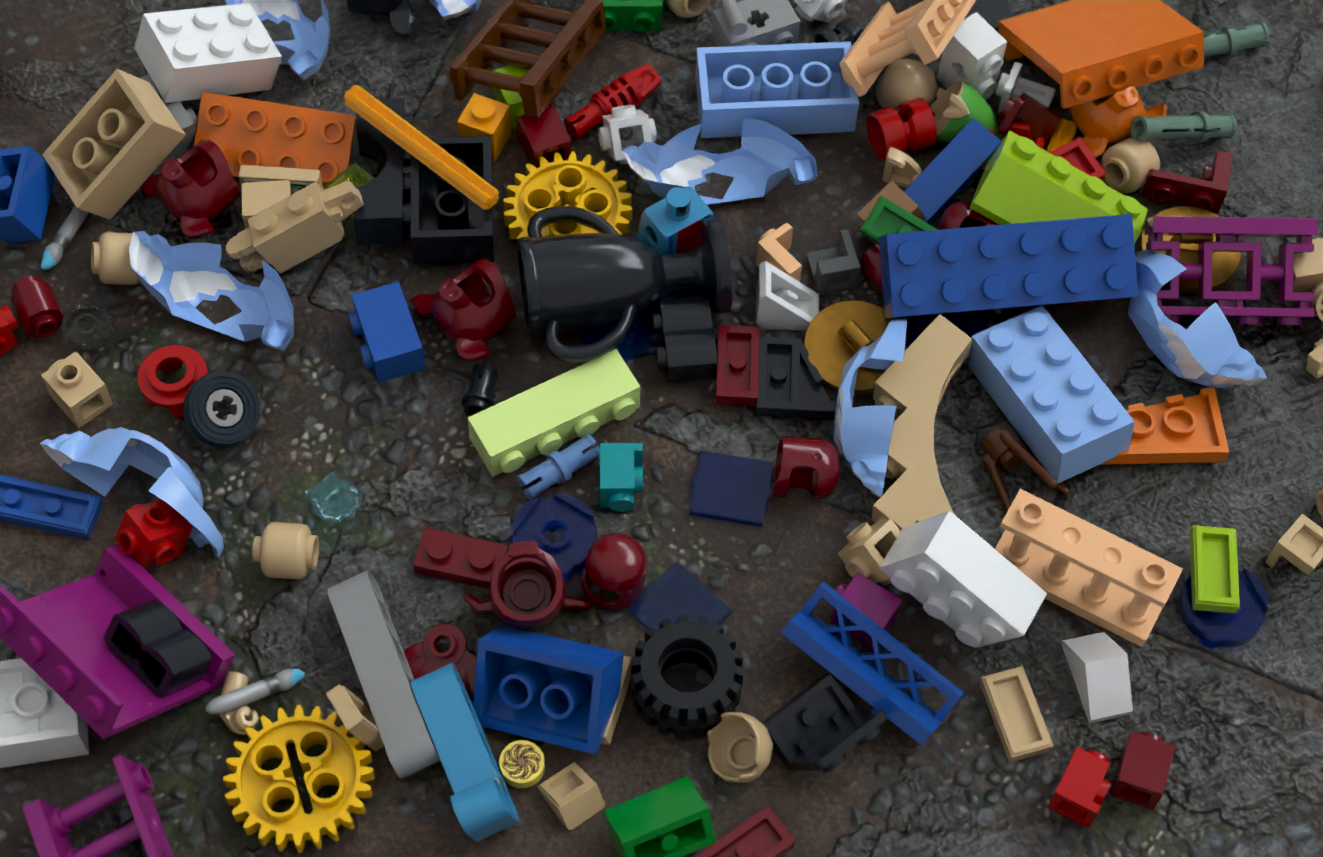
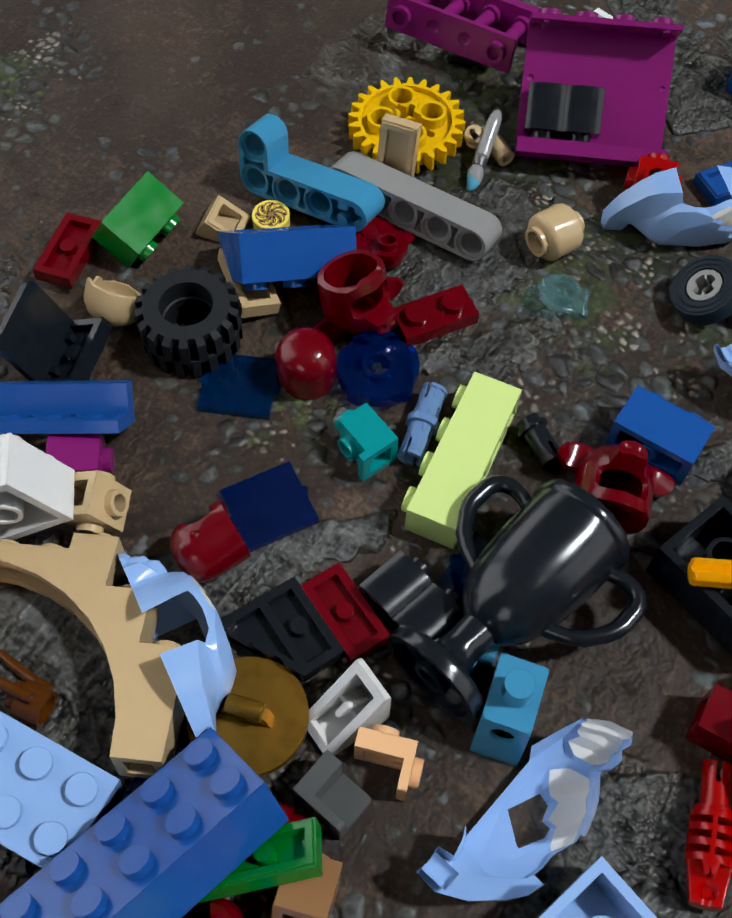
camera: 145 degrees right, 0 degrees up
(547, 188) = (675, 672): yellow gear -> none
(641, 130) = (655, 787): white brick -> none

